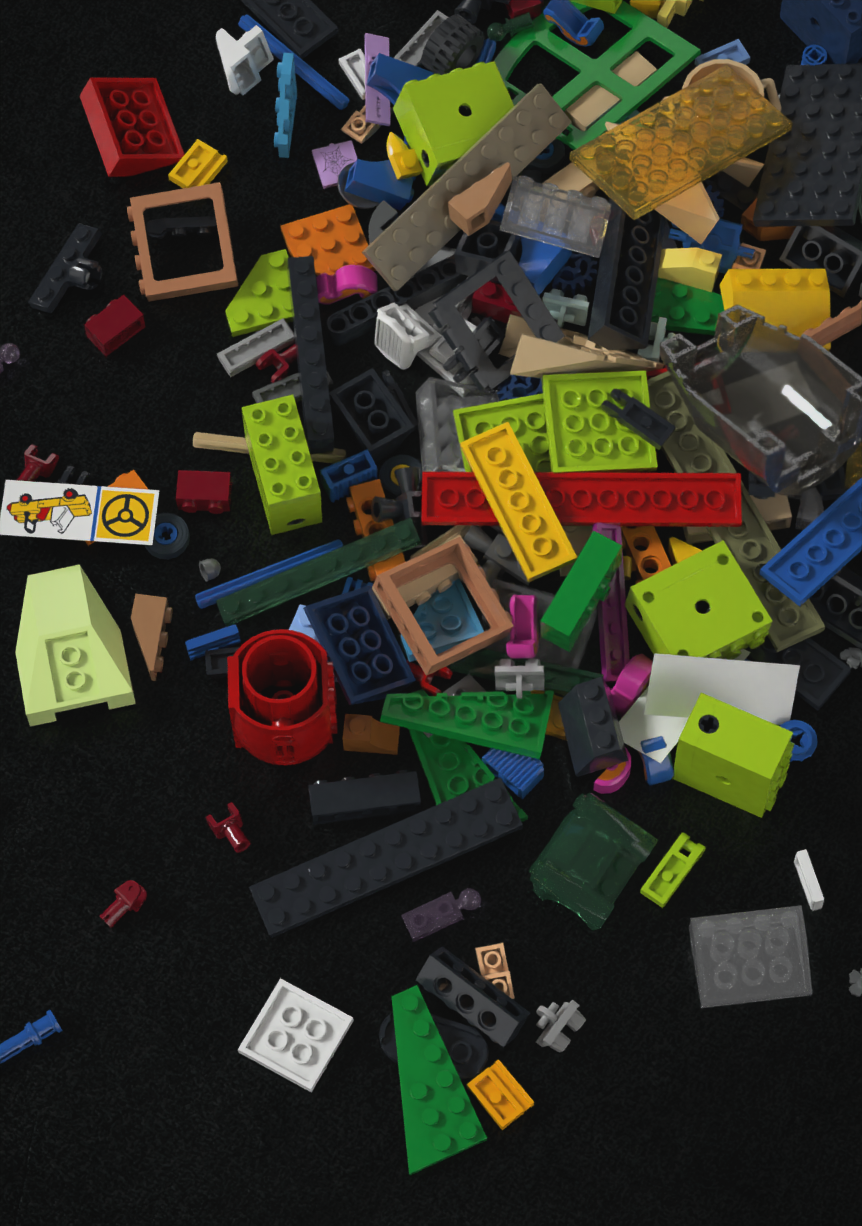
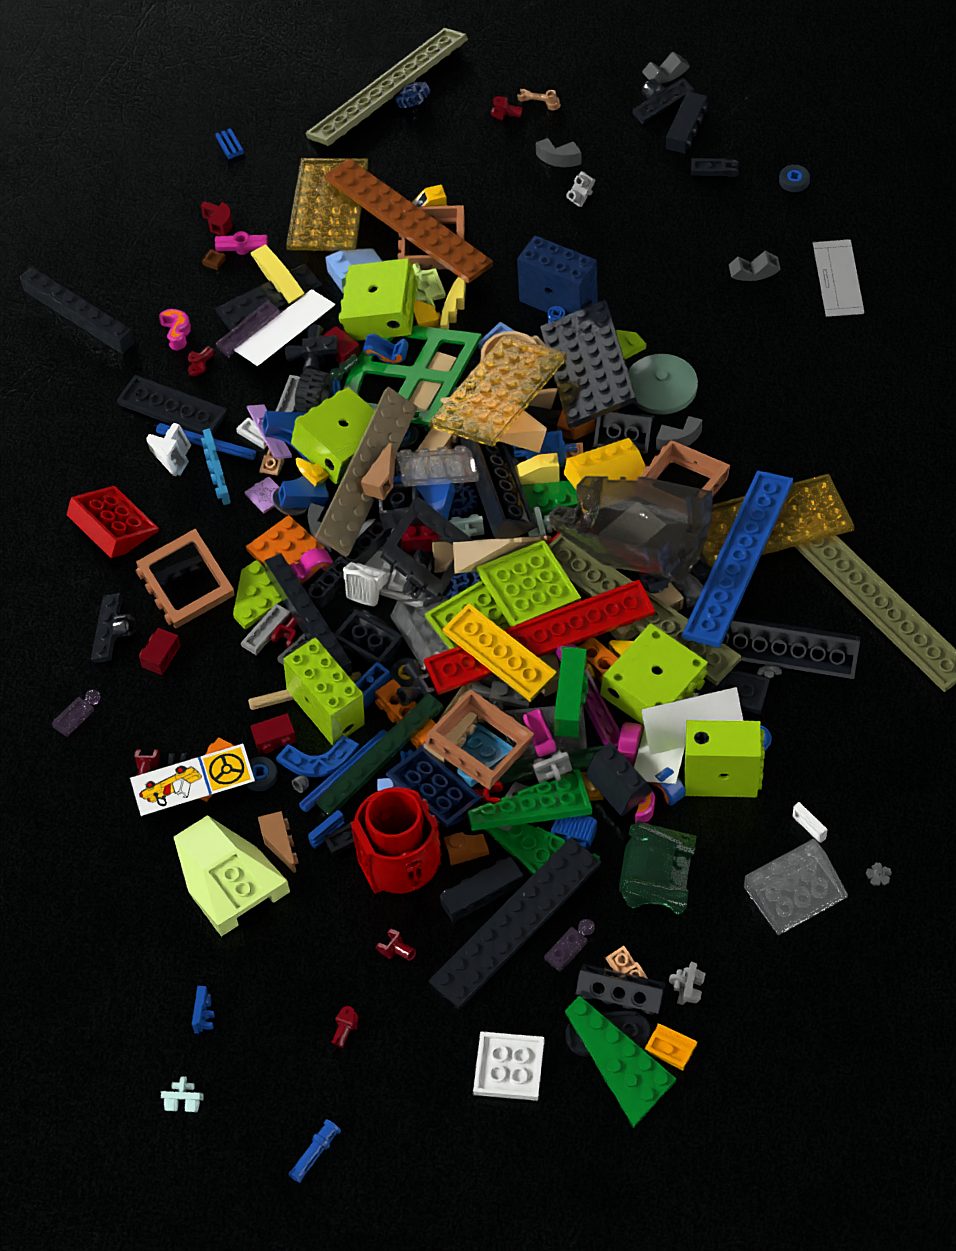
camera: 20 degrees left, 10 degrees down
(197, 166) = (170, 528): yellow plate -> none
(241, 554) = (318, 765): none -> blue plate
(639, 418) = (554, 570): black hinge -> none
(672, 870) = (714, 853): lime plate -> none

